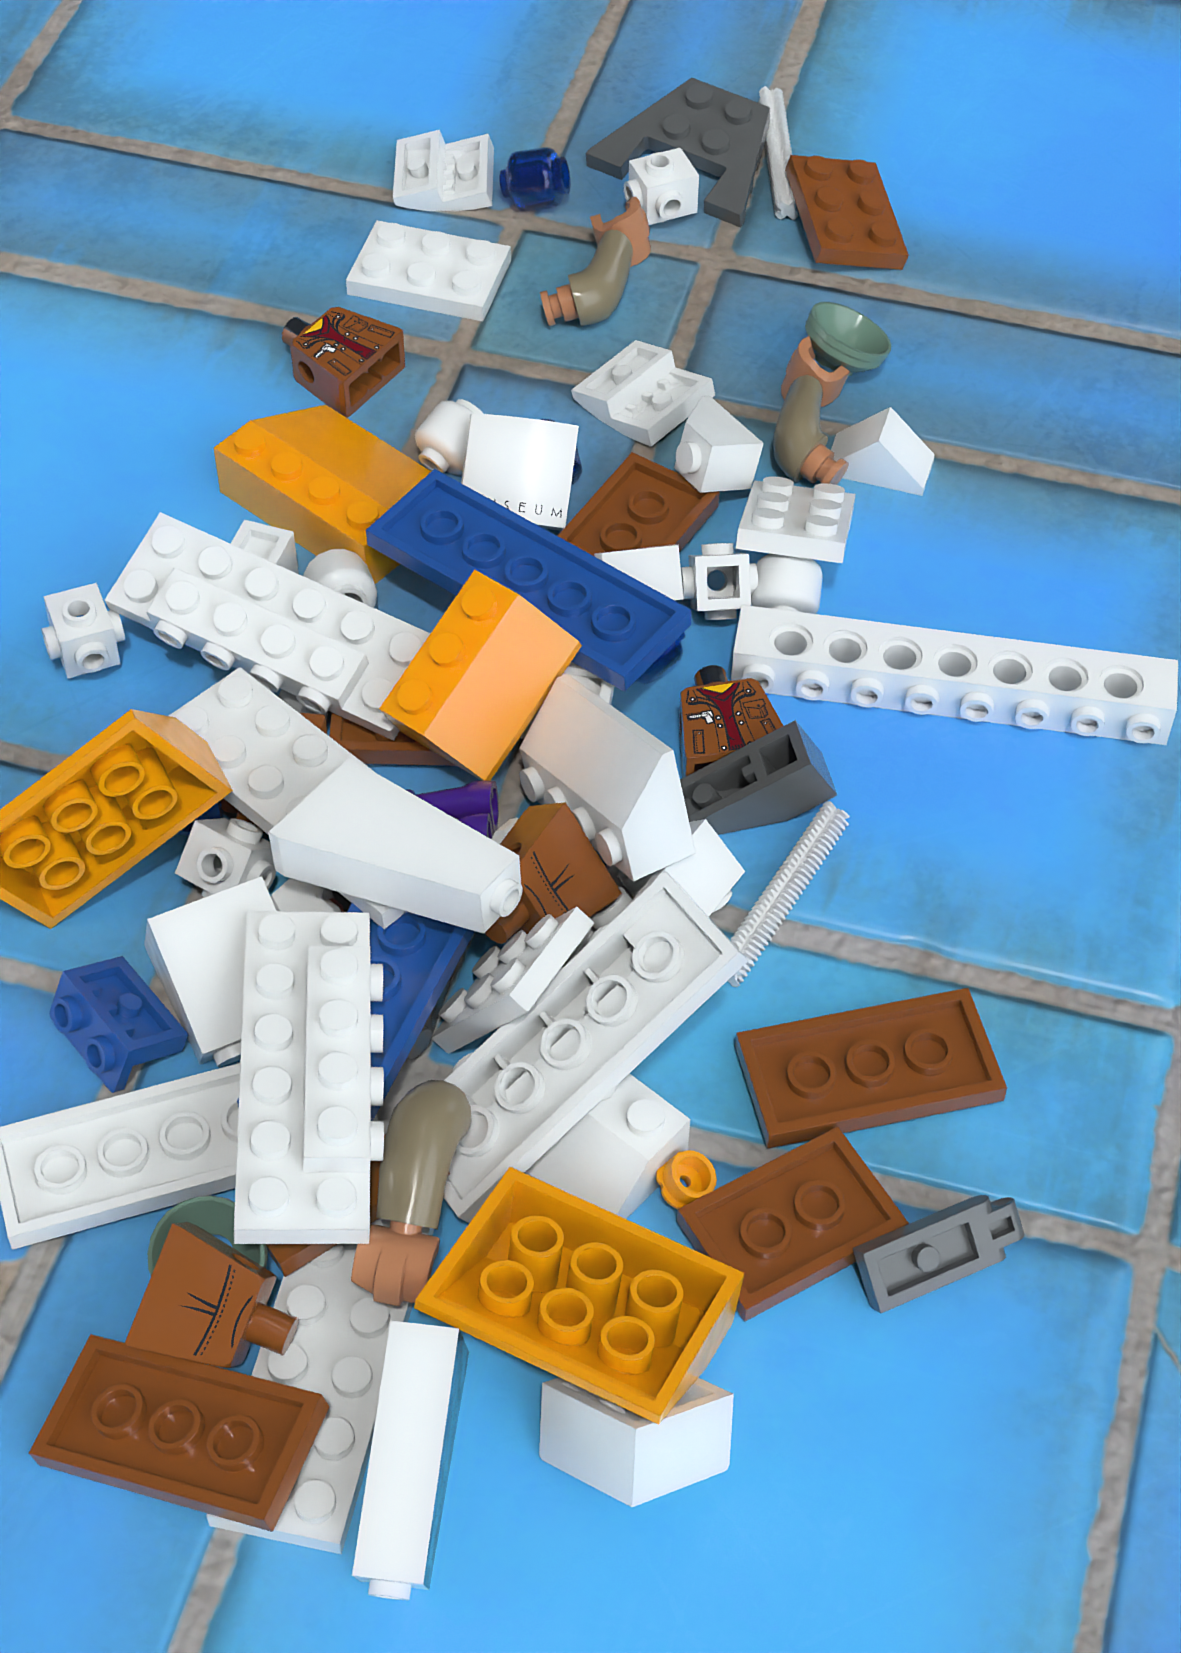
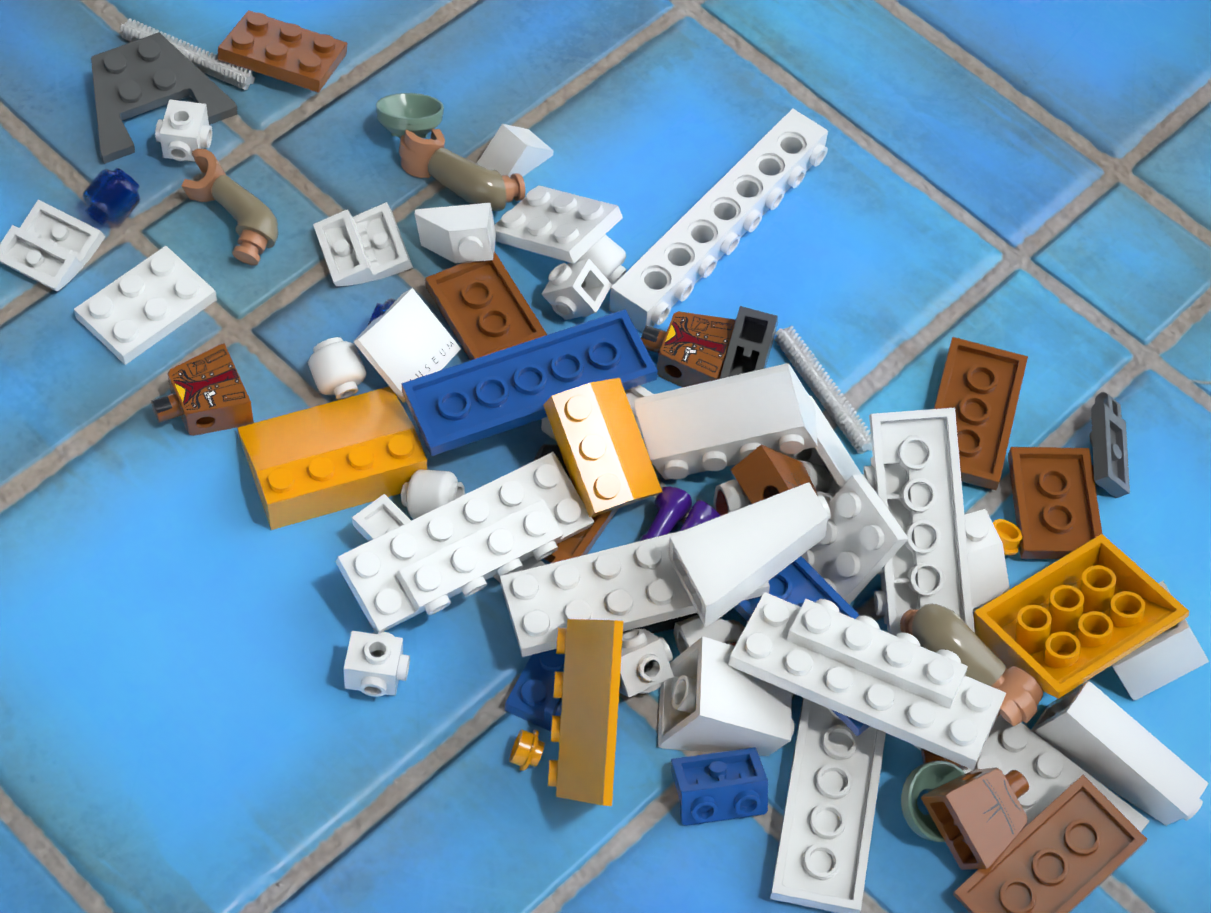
camera: 65 degrees left, 5 degrees up
(653, 566) = (554, 312): white slope -> none

